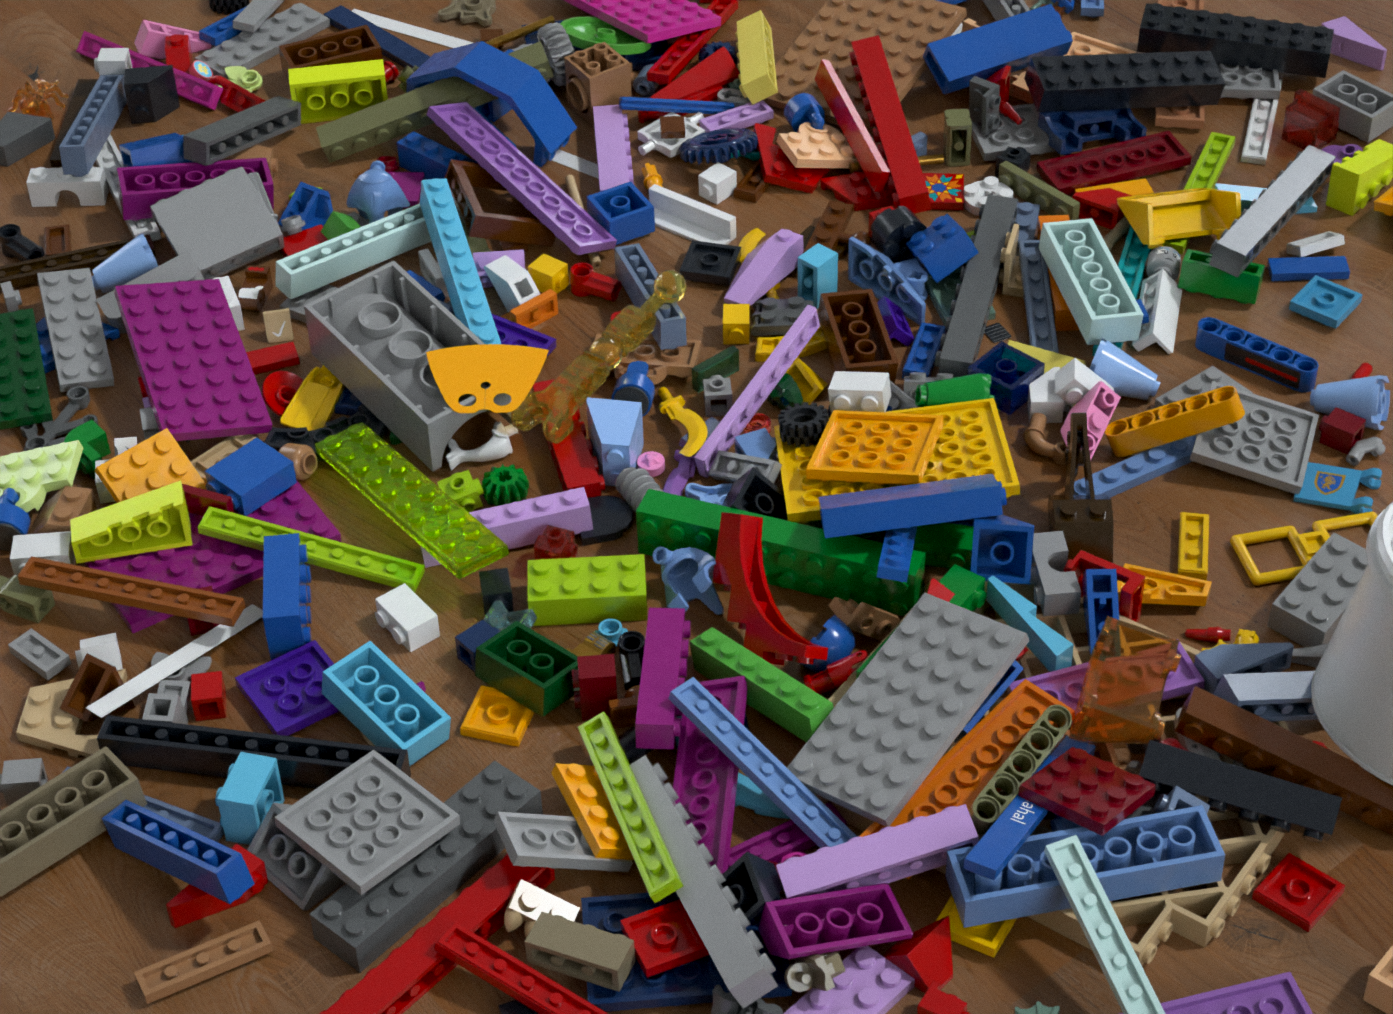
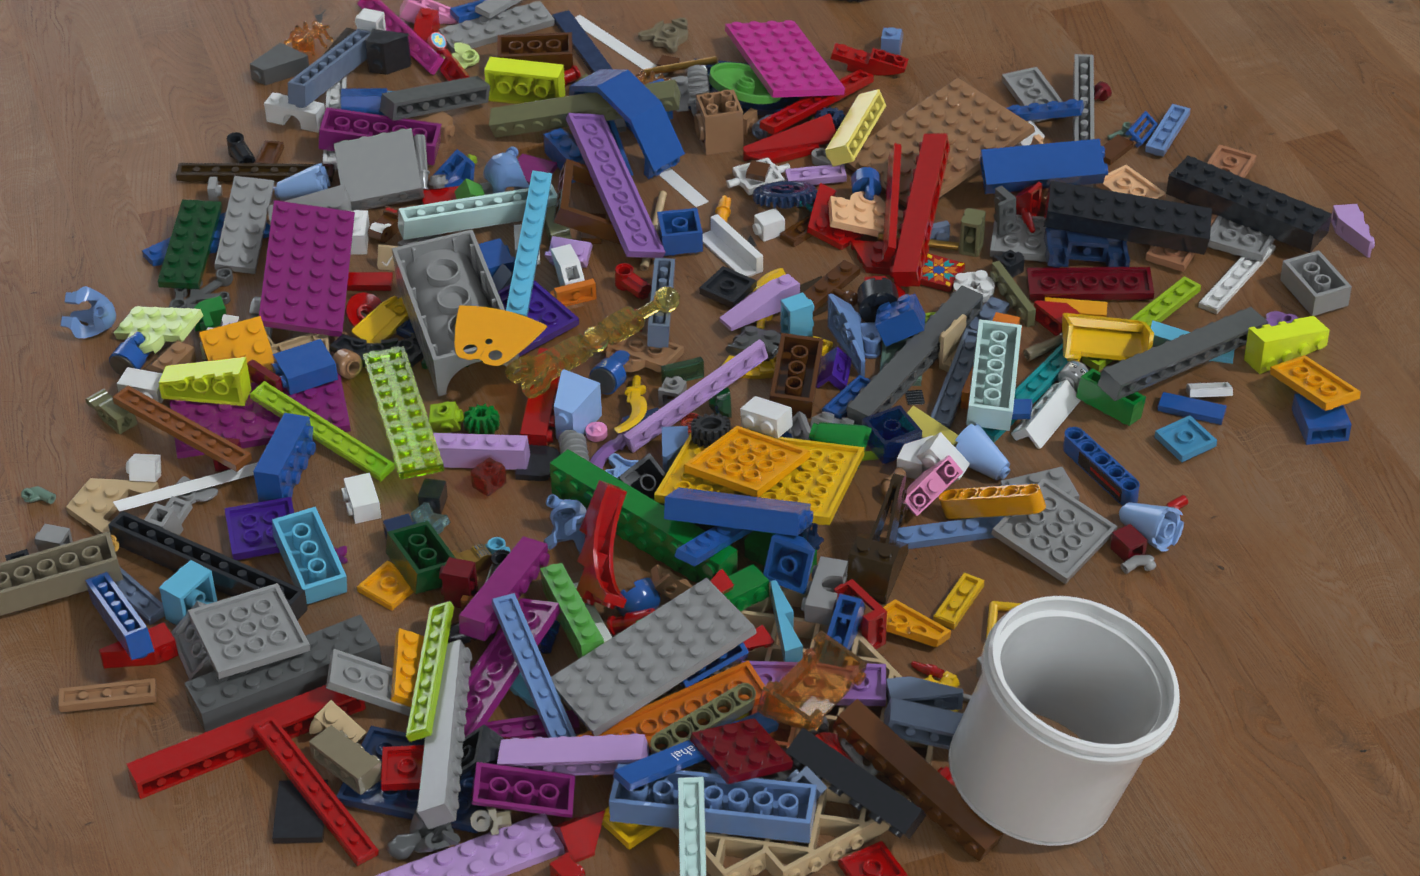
camera: 20 degrees right, 0 degrees up
(39, 654) = (107, 456): light grey plate -> none
(90, 684) = (124, 485): reddish brown slope -> none
(208, 696) = (201, 516): red brick -> none
(389, 162) = (532, 149): dark red plate -> none
(495, 448) = (491, 390): white animal -> none
(549, 273) = (601, 267): yellow brick -> none
(587, 589) = (495, 511): lime brick -> none
(612, 146) = (705, 177): lavender brick -> none
(673, 105) = (770, 153): blue axle -> none
(732, 466) = (659, 453): light grey tile -> none
(736, 323) = (717, 340): yellow brick -> none
(807, 380) = (740, 395): yellow slope -> none
(1310, 121) = (1267, 288): clear red plate -> none
(1337, 487) = (1097, 584): dark azure flag -> none

